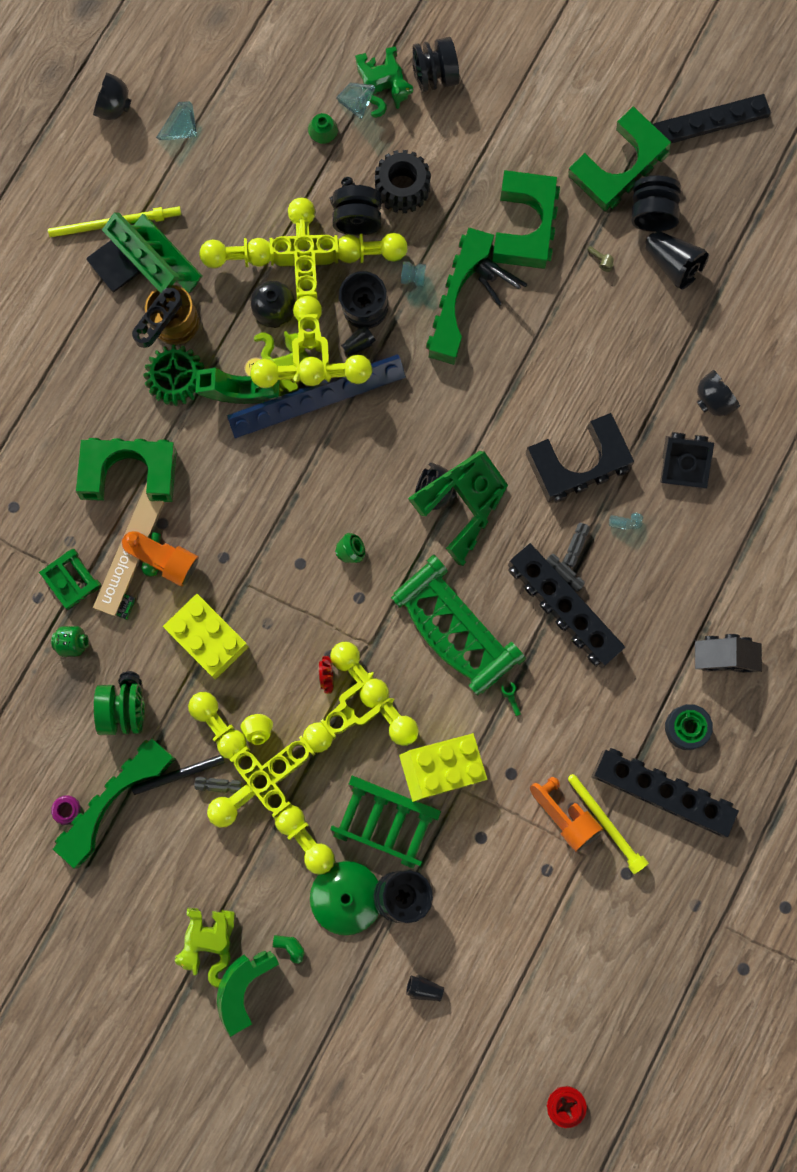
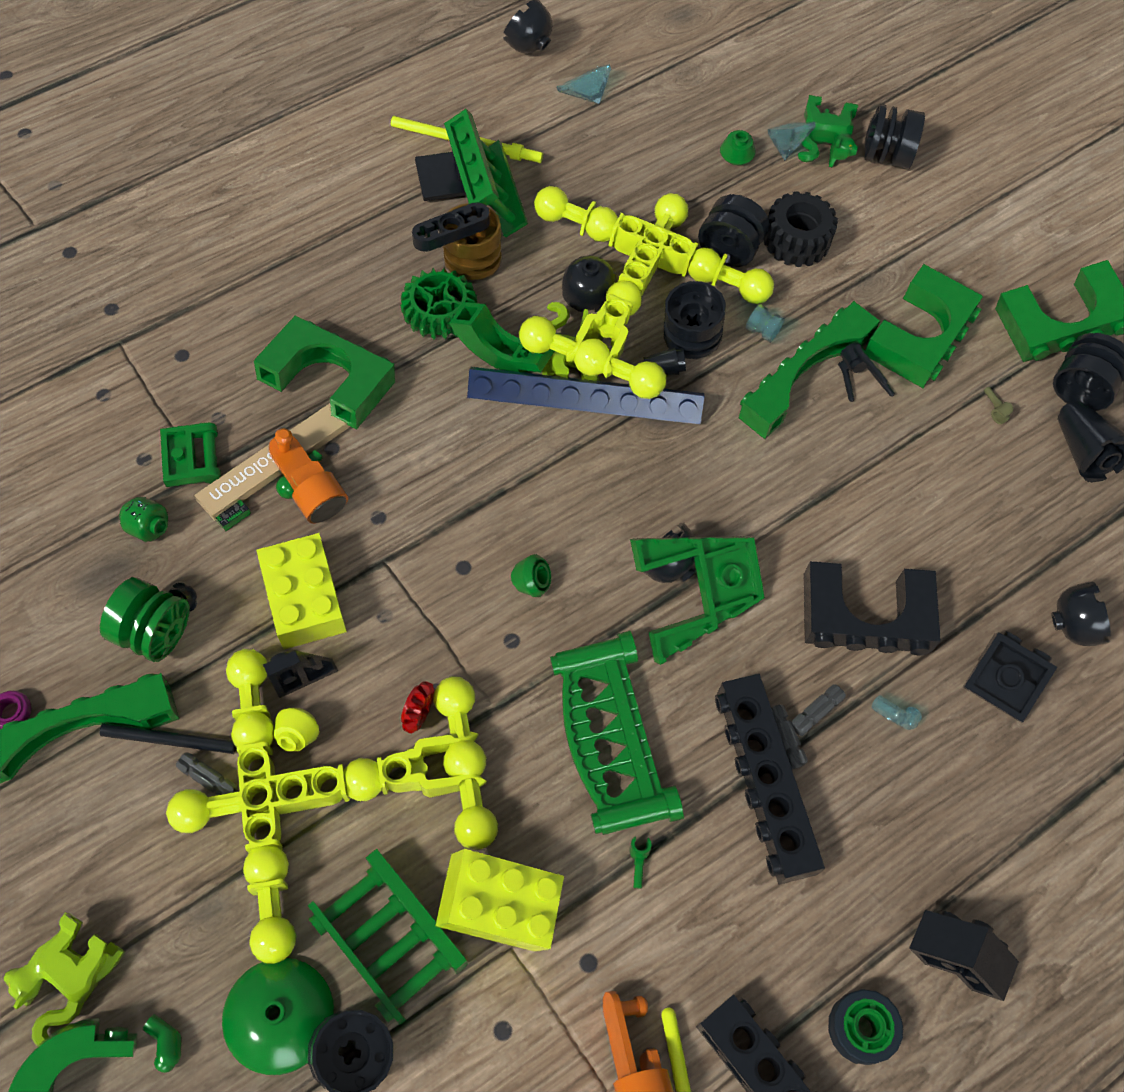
camera: 25 degrees right, 15 degrees down
(233, 694) = (296, 670): none -> black wing

